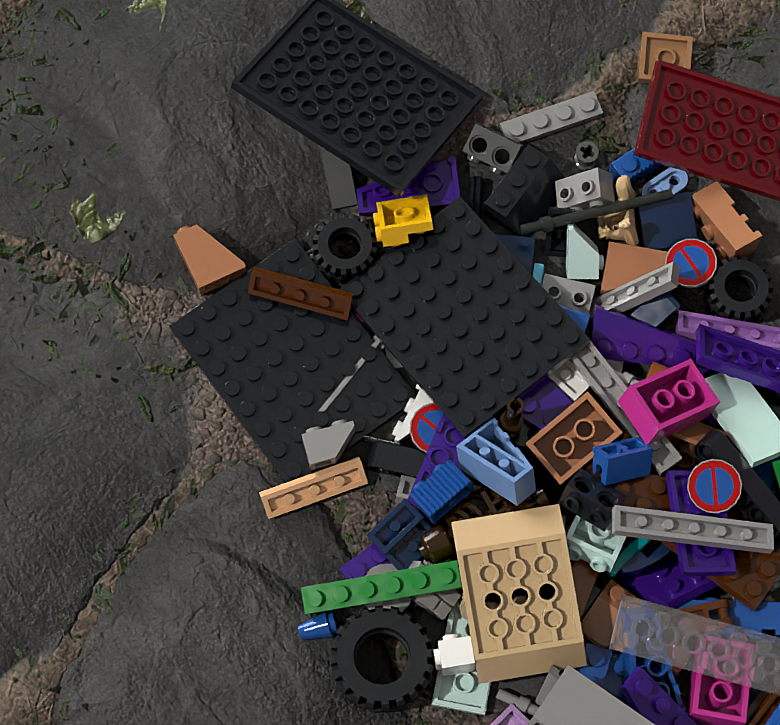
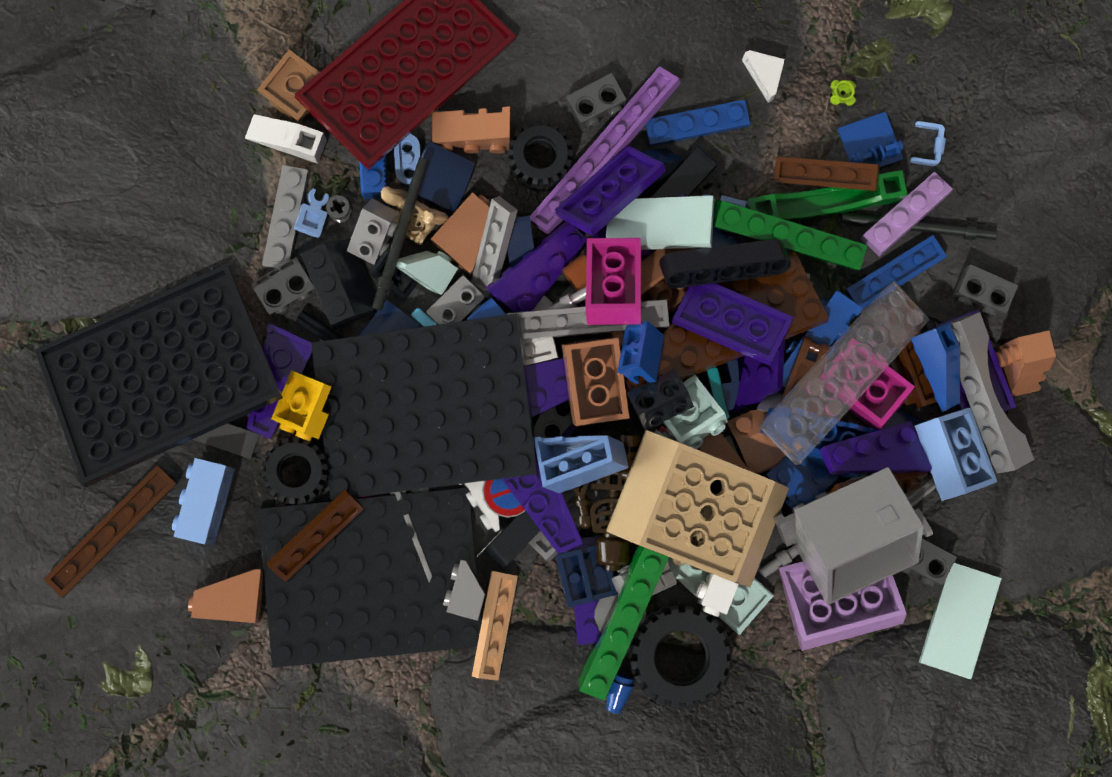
camera: 65 degrees left, 10 degrees up
(205, 133) = (110, 532): none -> reddish brown plate
(275, 189) = (203, 502): none -> light blue brick
(441, 491) = (571, 522): blue brick -> none
(512, 419) = (547, 428): dark brown pin -> none
(565, 138) = (311, 217): none -> light blue plate
(619, 81) = (287, 137): none -> white slope
(692, 529) = (739, 332): light grey plate -> none
(695, 260) = (493, 178): piece -> none
(714, 486) = (711, 289): piece -> none

